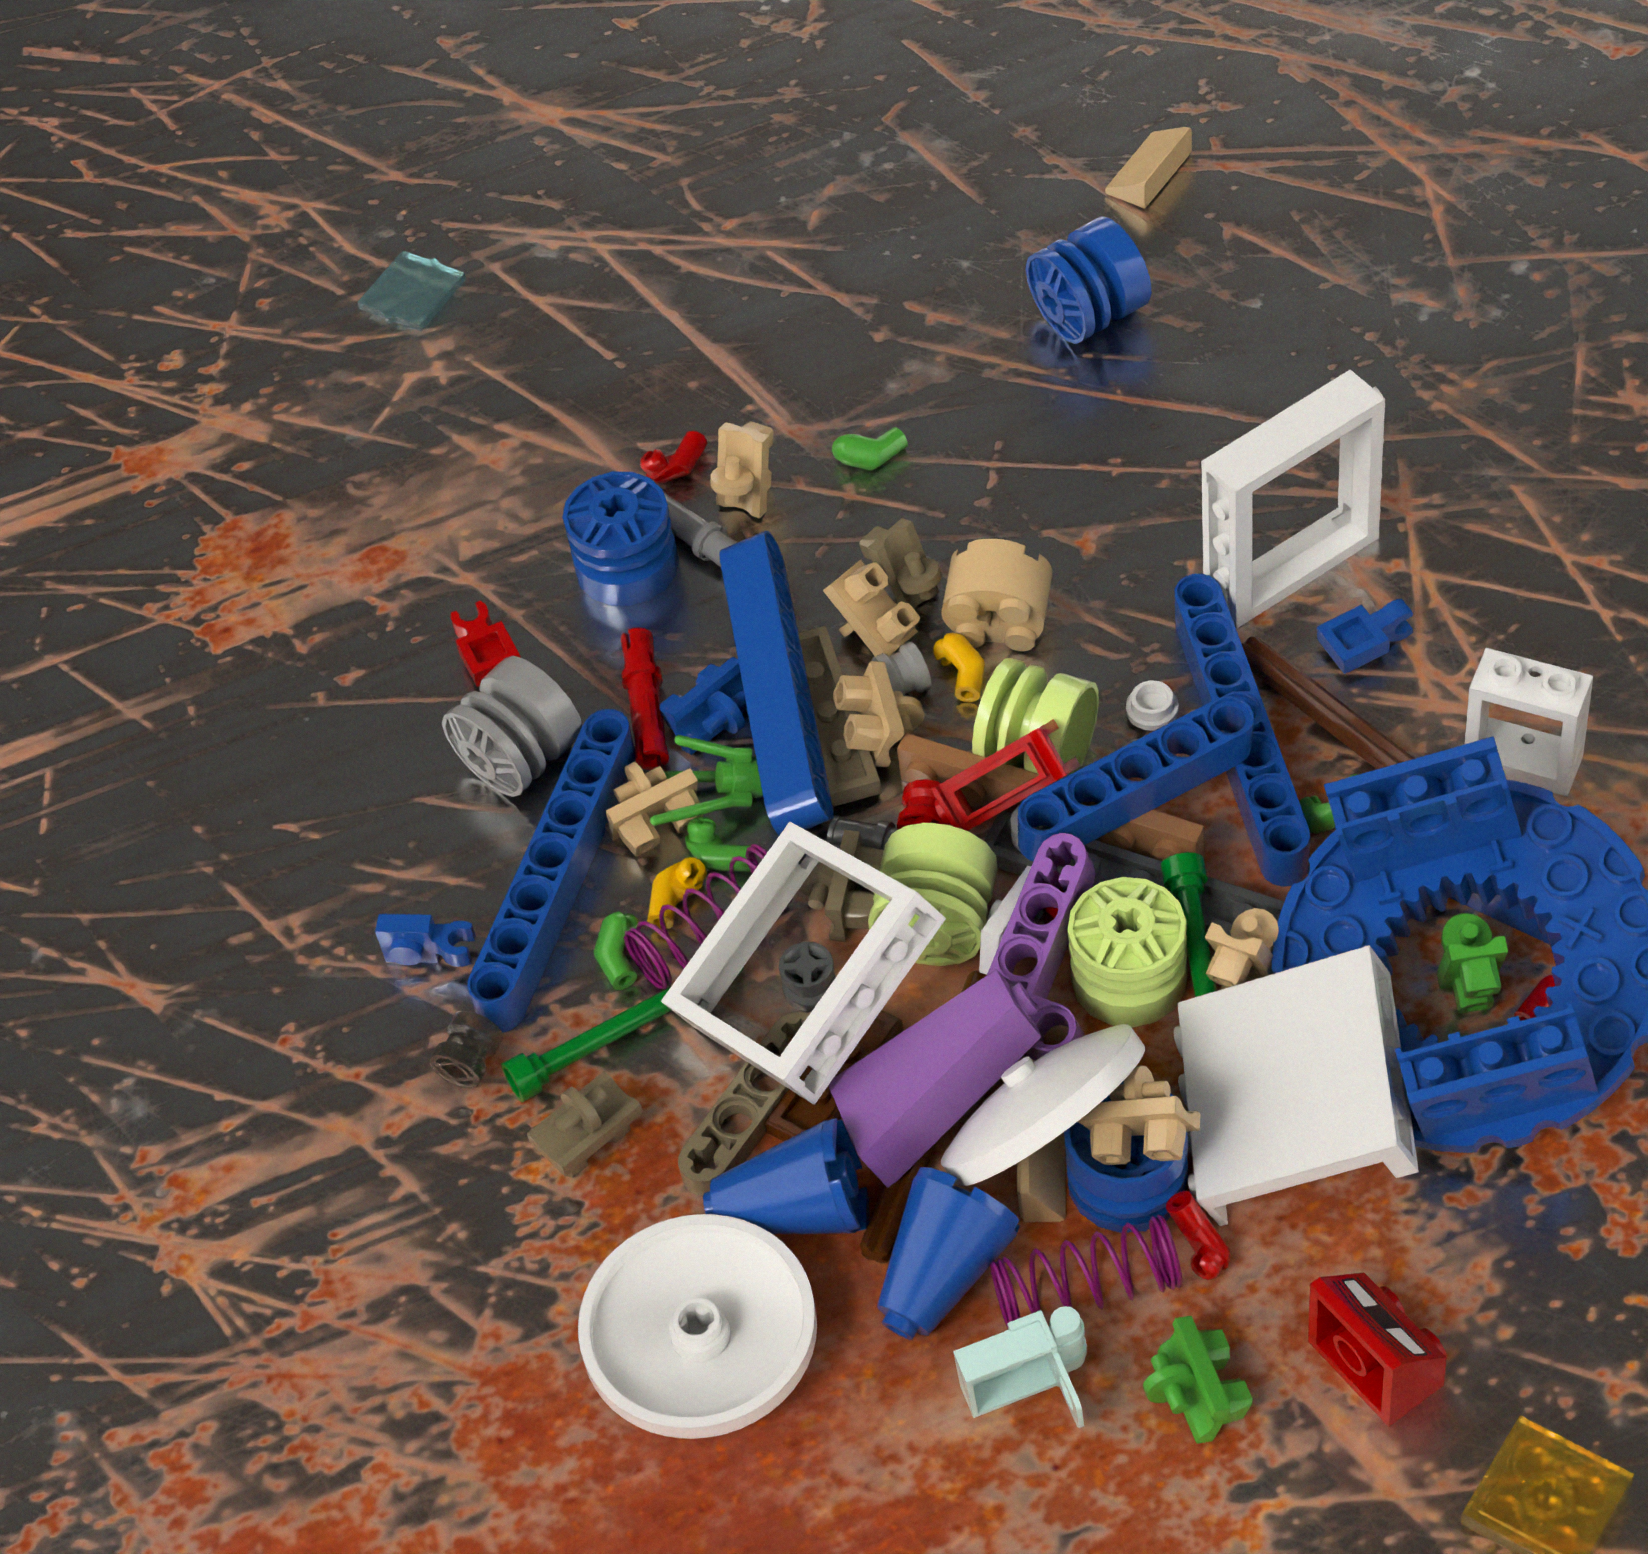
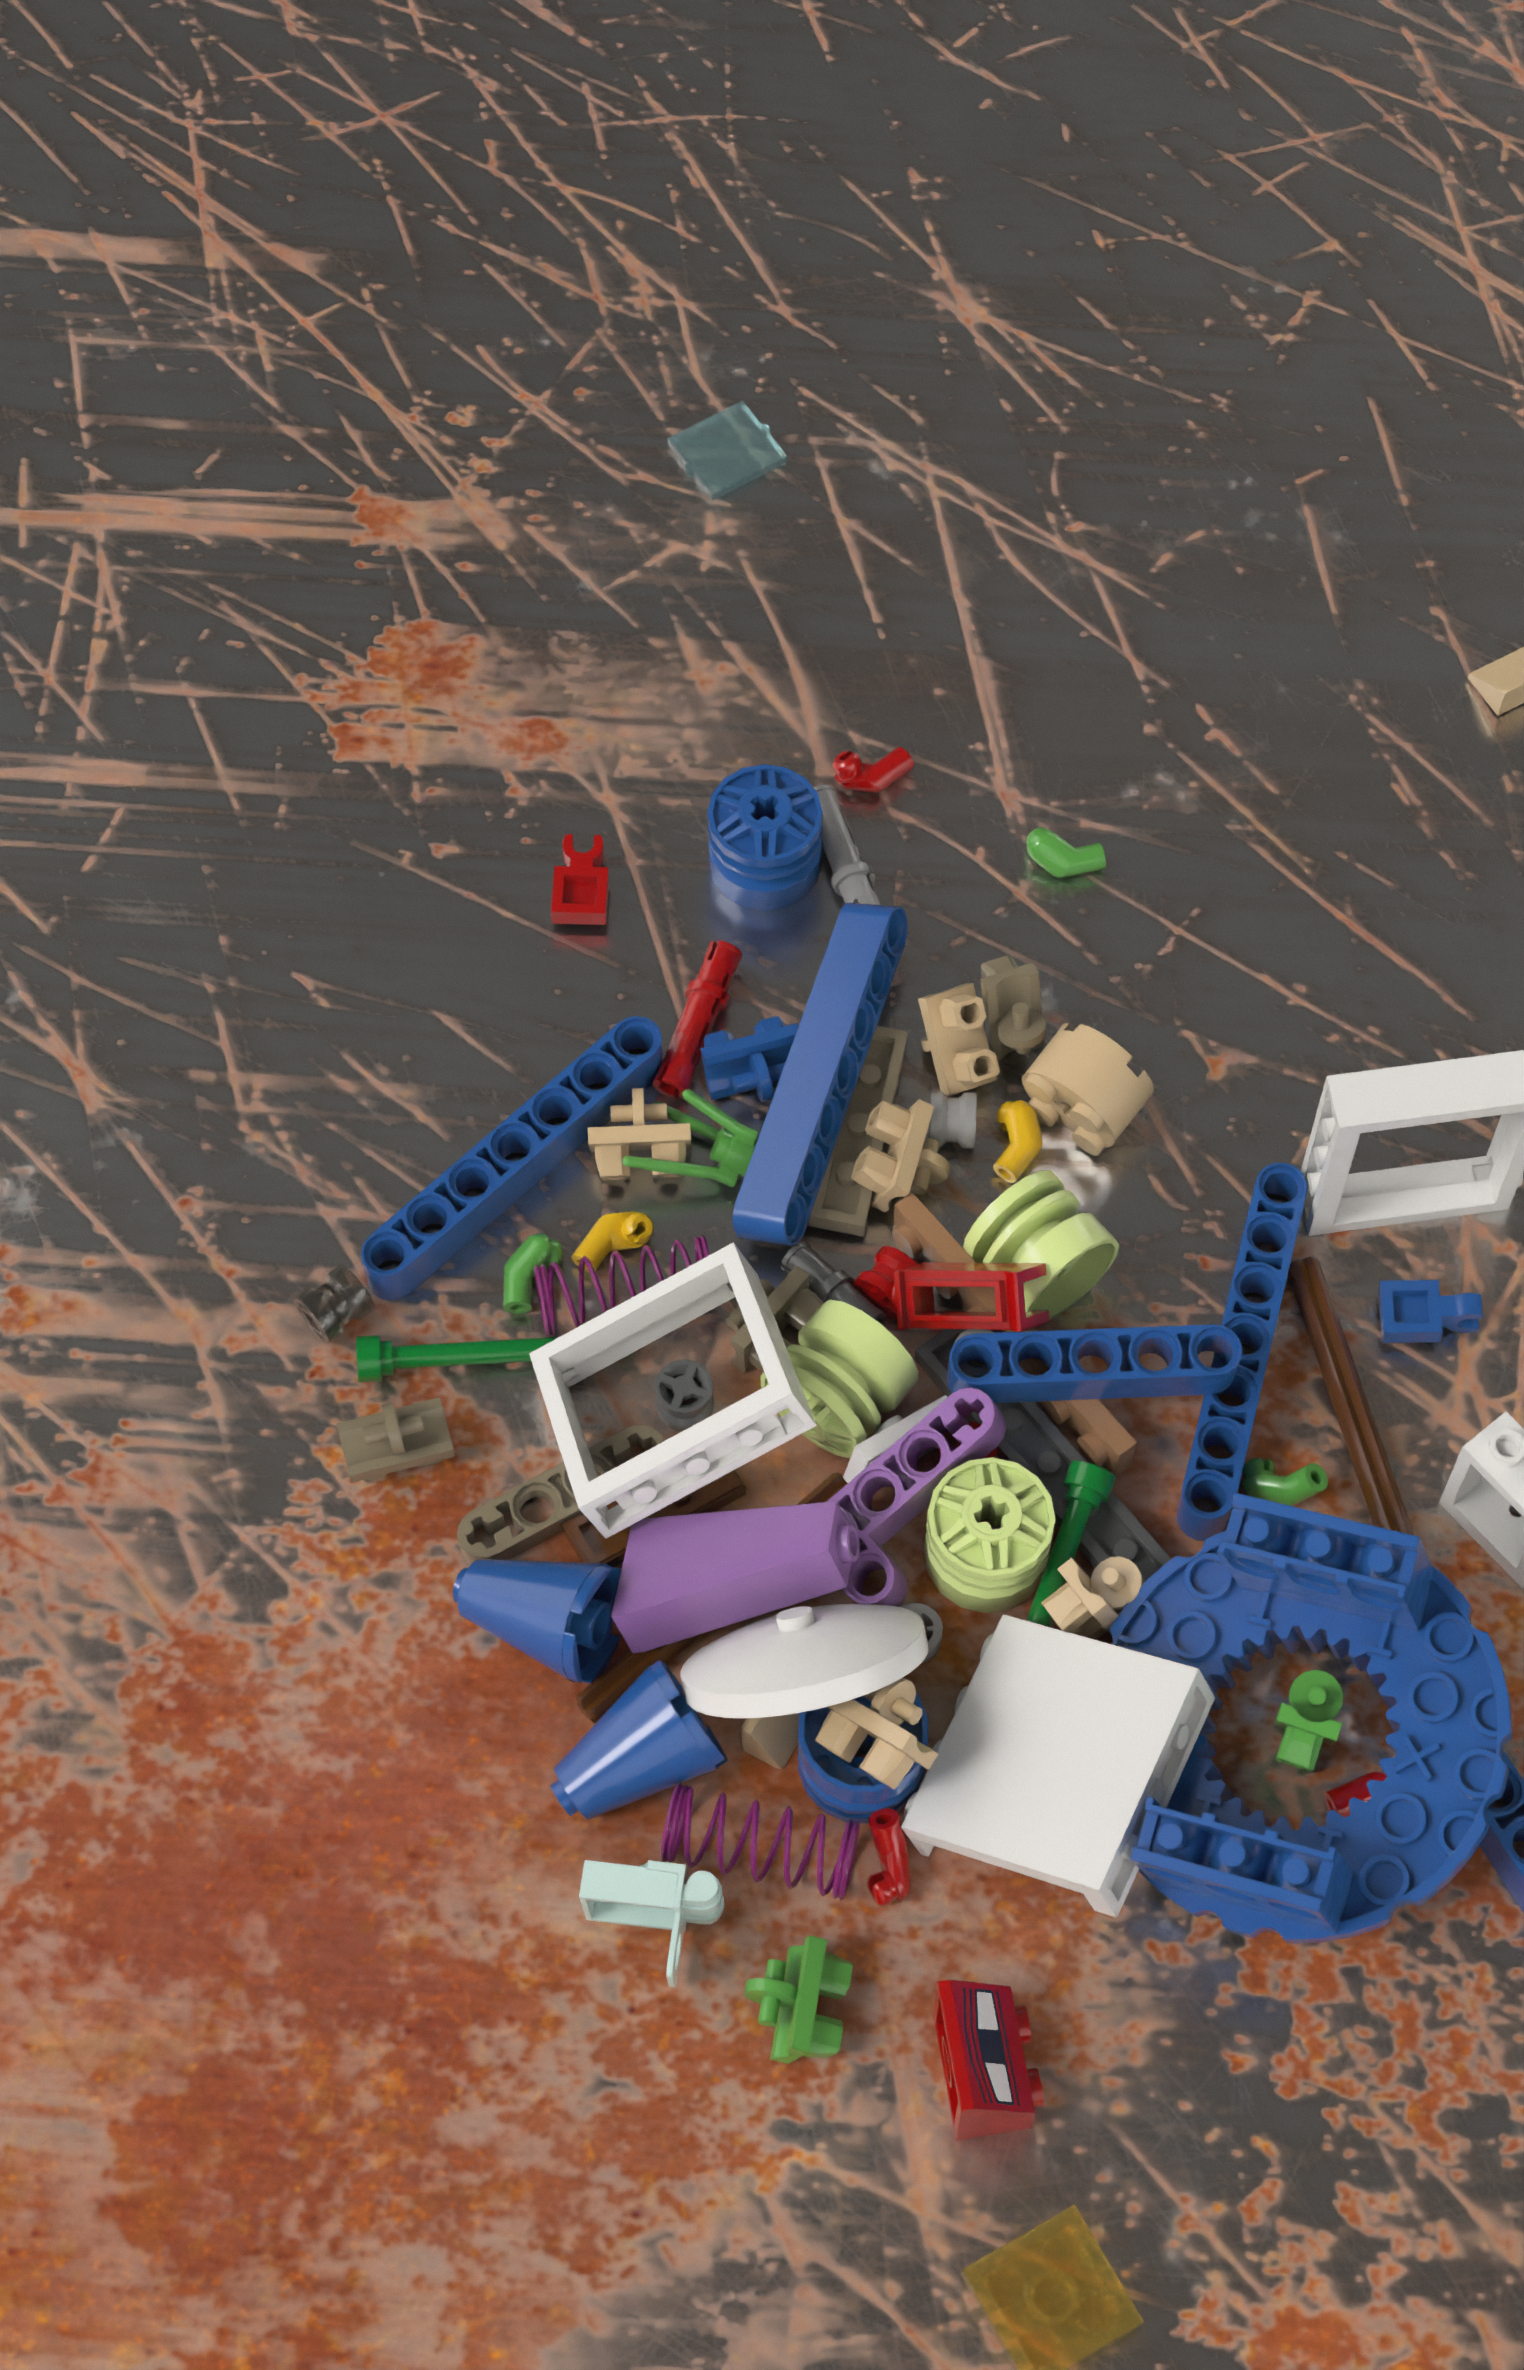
camera: 20 degrees right, 10 degrees up
(417, 939) = (350, 1165): blue plate -> none
(512, 725) = (547, 992): light grey wheel -> none
(697, 1326) = (382, 1700): white dish -> none
(711, 849) = (671, 1212): bright green arm -> none
(743, 467) = (924, 818): tan hips -> none
(1088, 279) = (1387, 779): blue wheel -> none
(1152, 705) = (1172, 1281): white plate -> none

